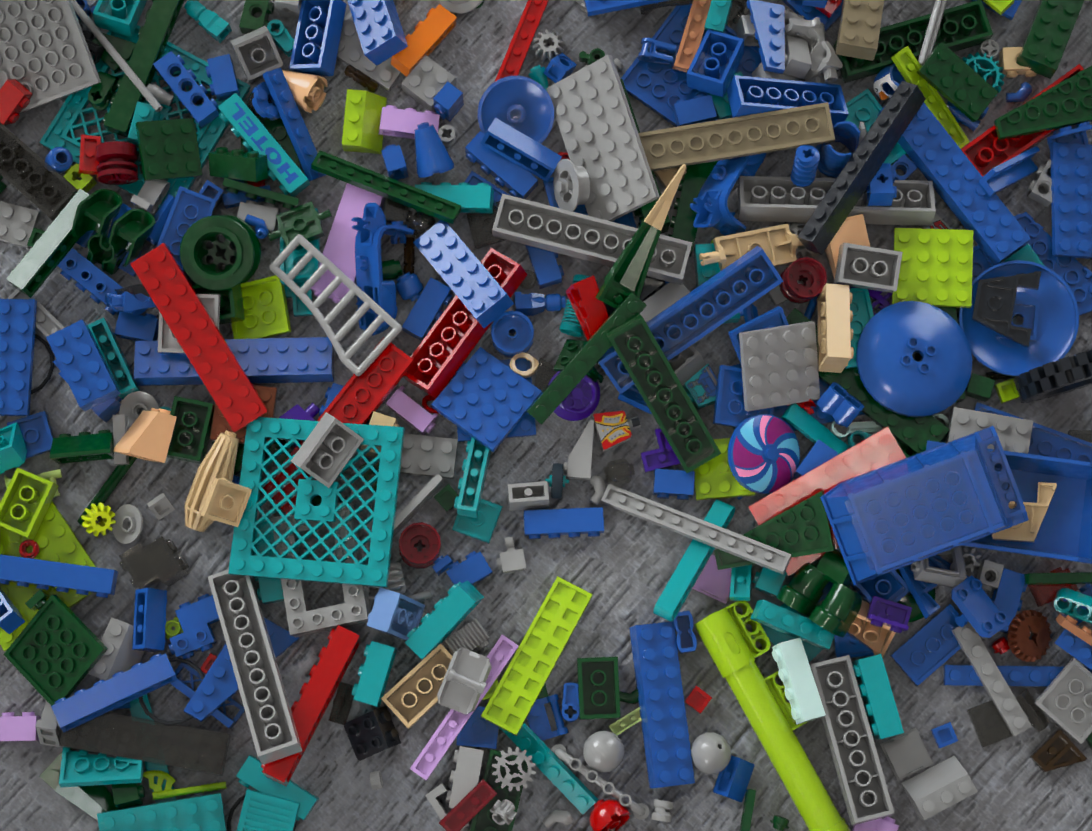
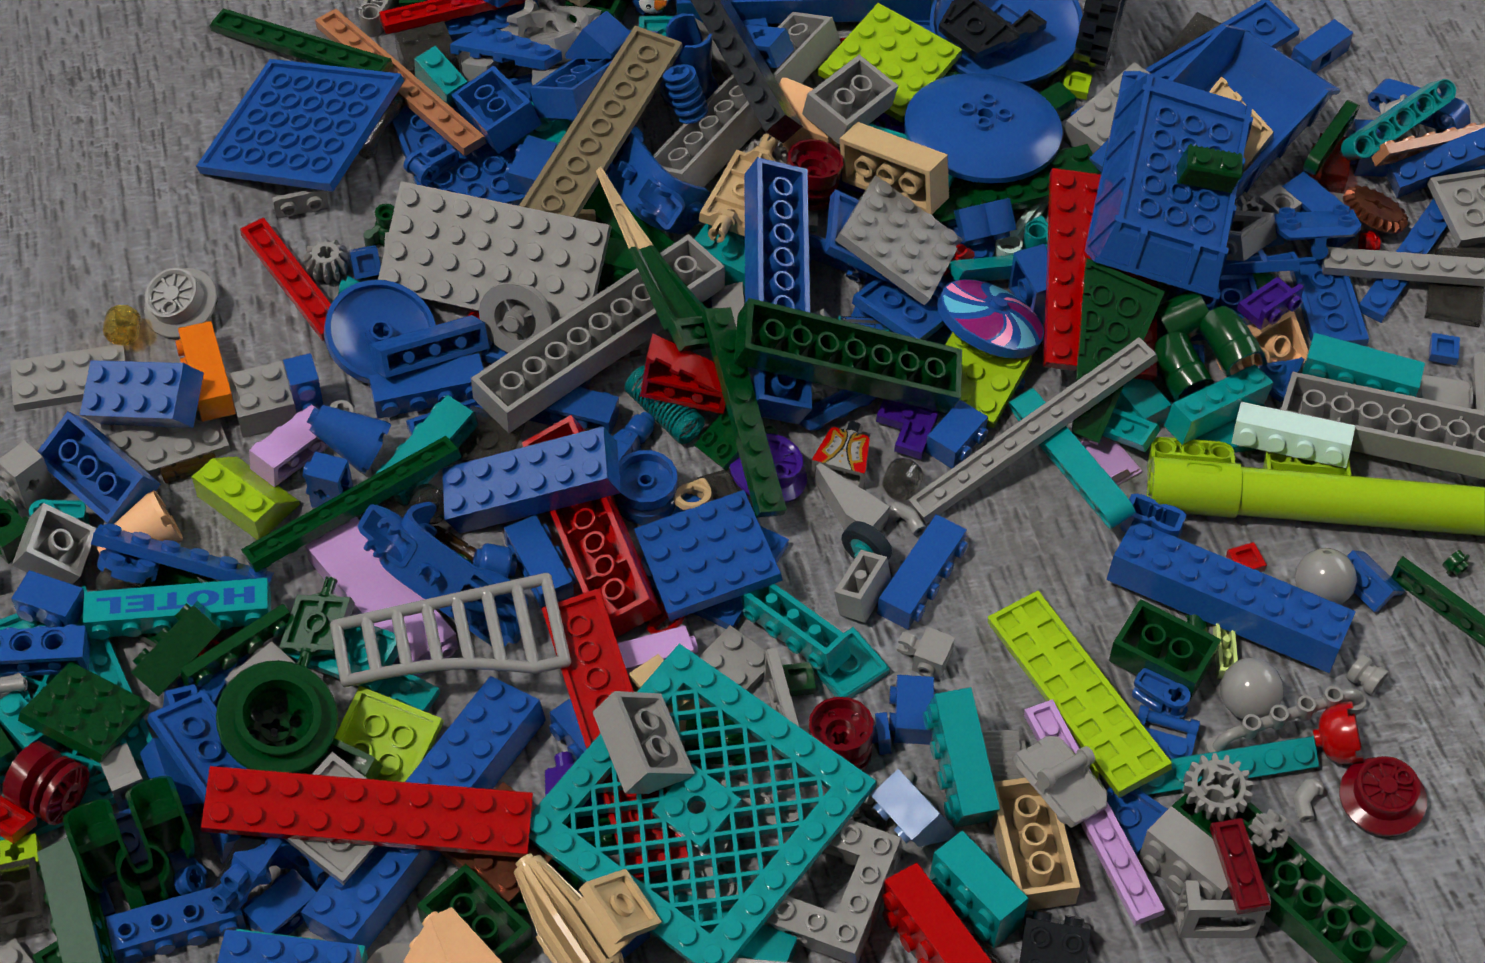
camera: 55 degrees left, 25 degrees down
(120, 277) = (196, 882): none -> blue bush
(810, 87) = (599, 39): none -> blue slope
(924, 530) = (1209, 168): none -> dark green brick

